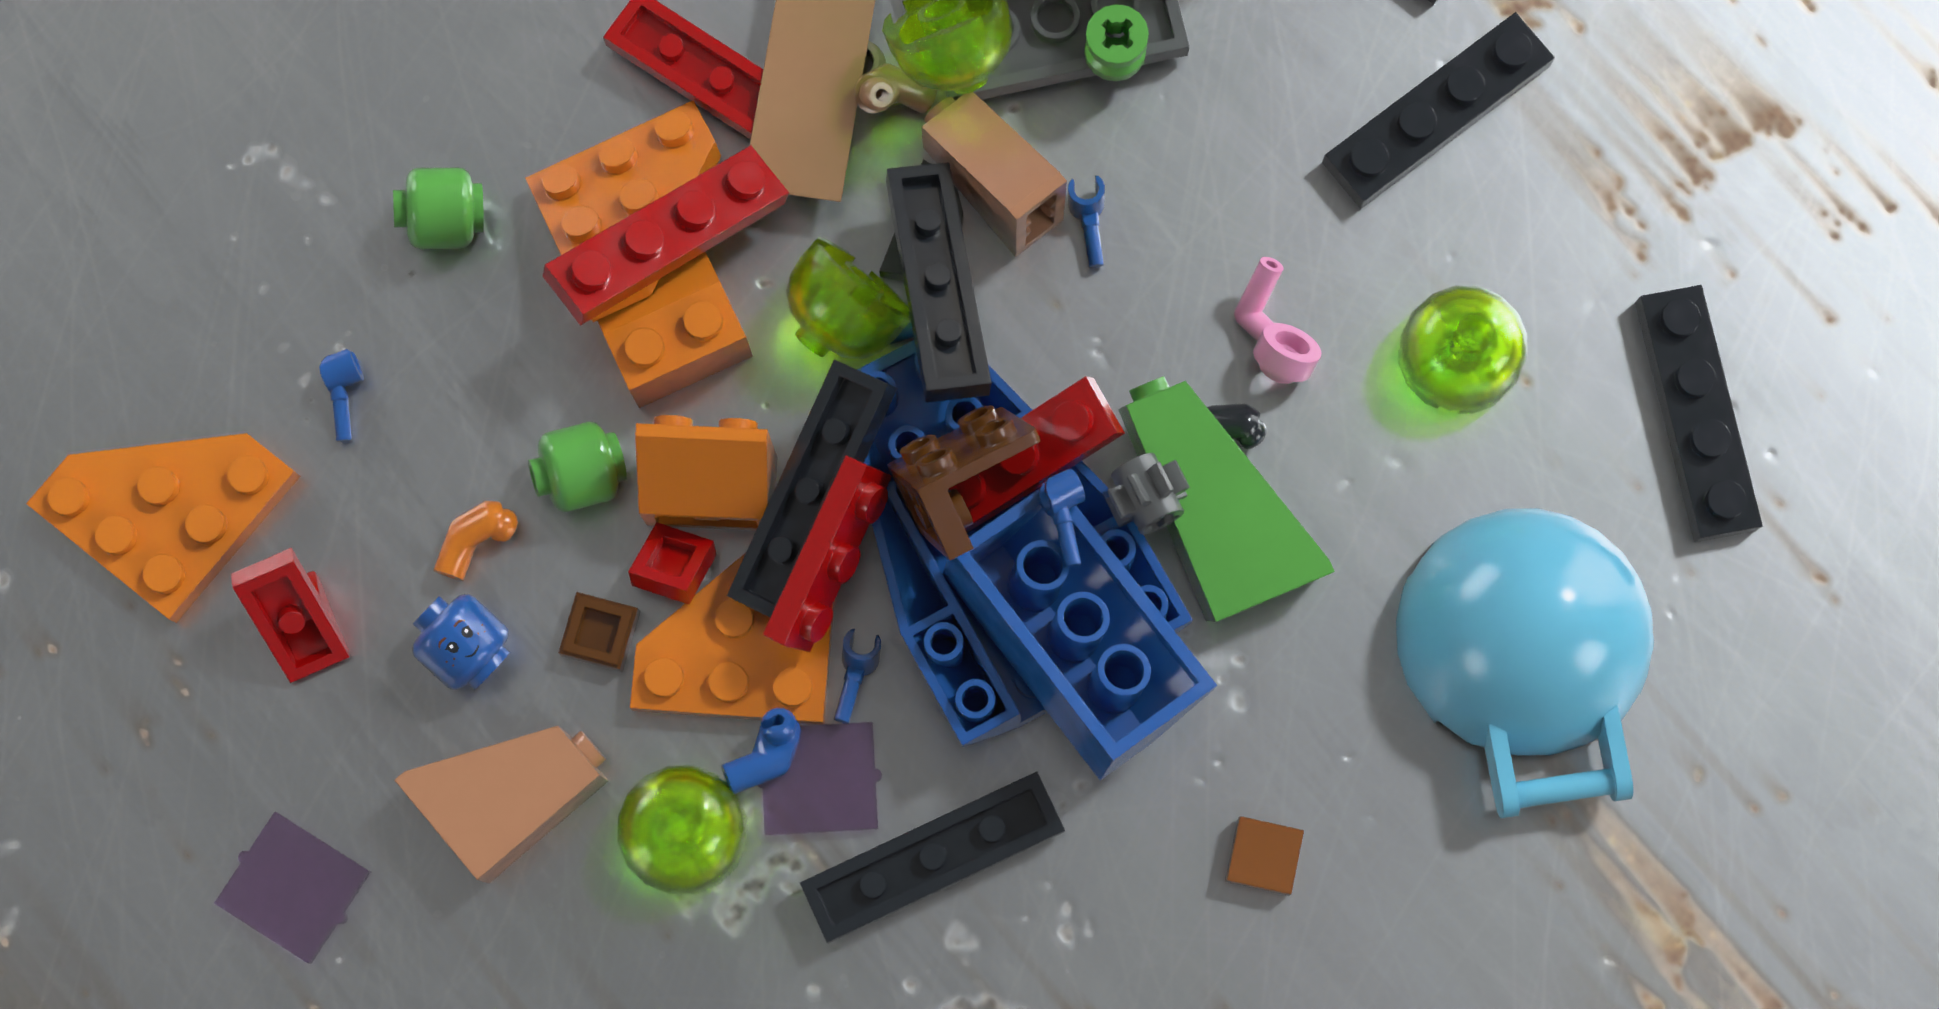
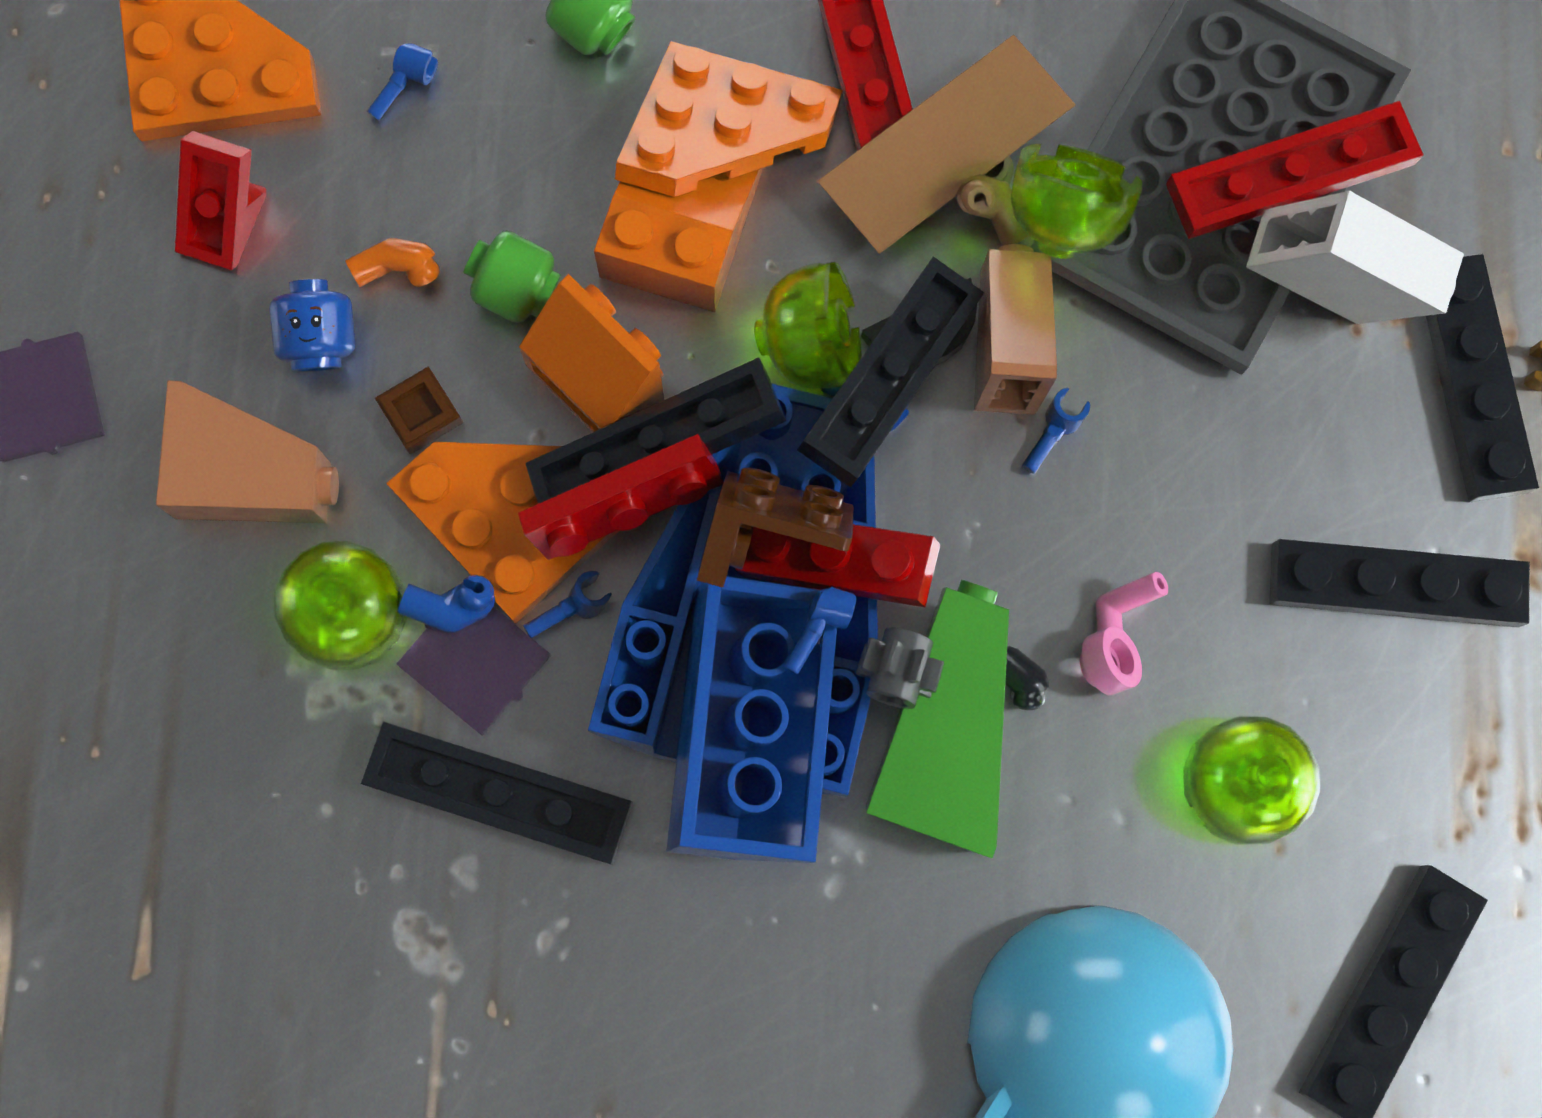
camera: 35 degrees right, 0 degrees up
(664, 235) = (723, 159): red plate -> none
(672, 563) = (513, 406): red plate -> none
(1111, 56) = (1186, 327): bright green wheel -> none
(1264, 855) = (743, 1023): dark orange tile -> none

